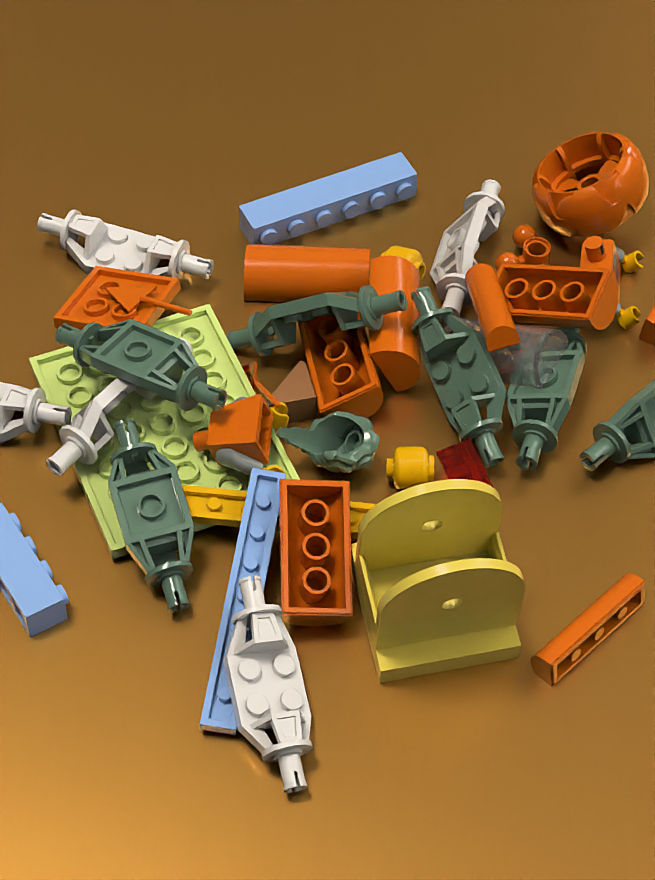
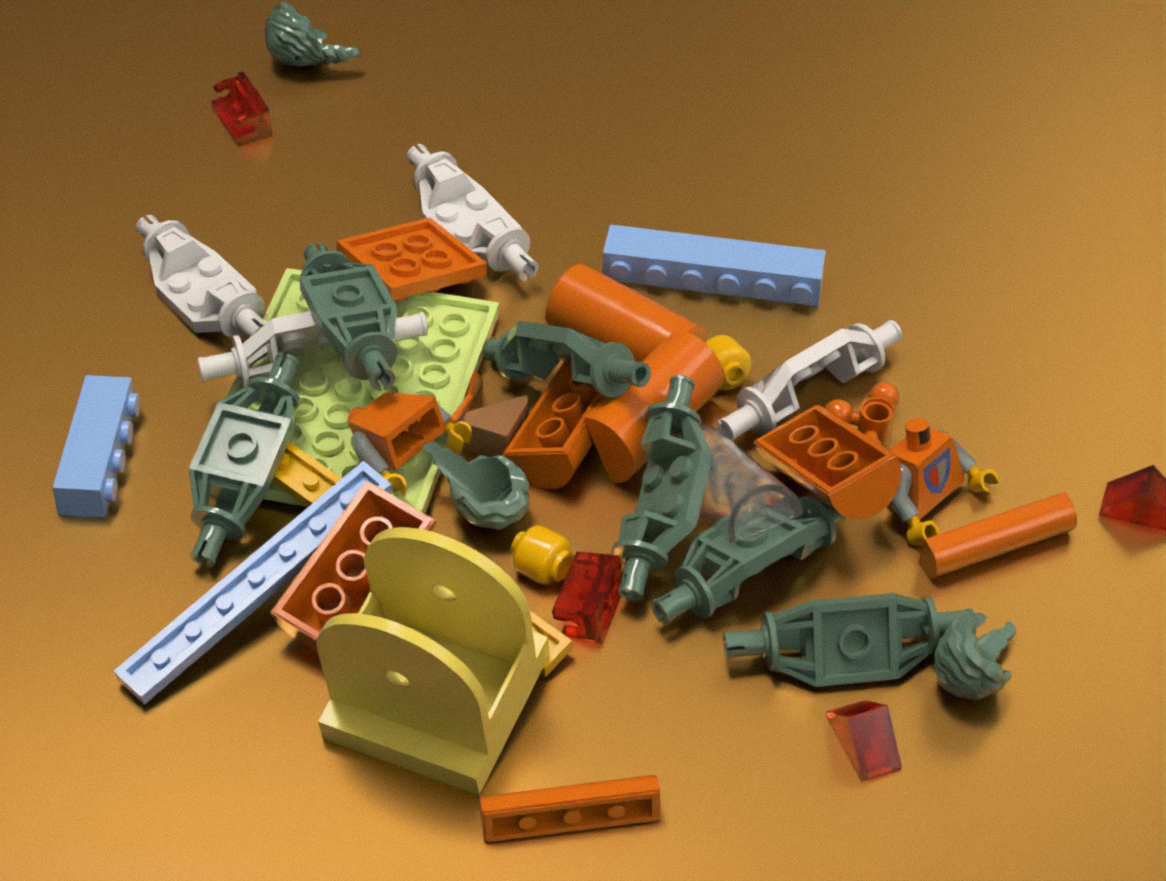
camera: 35 degrees right, 5 degrees down
(131, 297) = (423, 255): orange piece -> none
(268, 685) = (200, 671): white plate -> none
(491, 307) = (747, 435): orange brick -> none
(590, 184) = (989, 373): orange wheel -> none

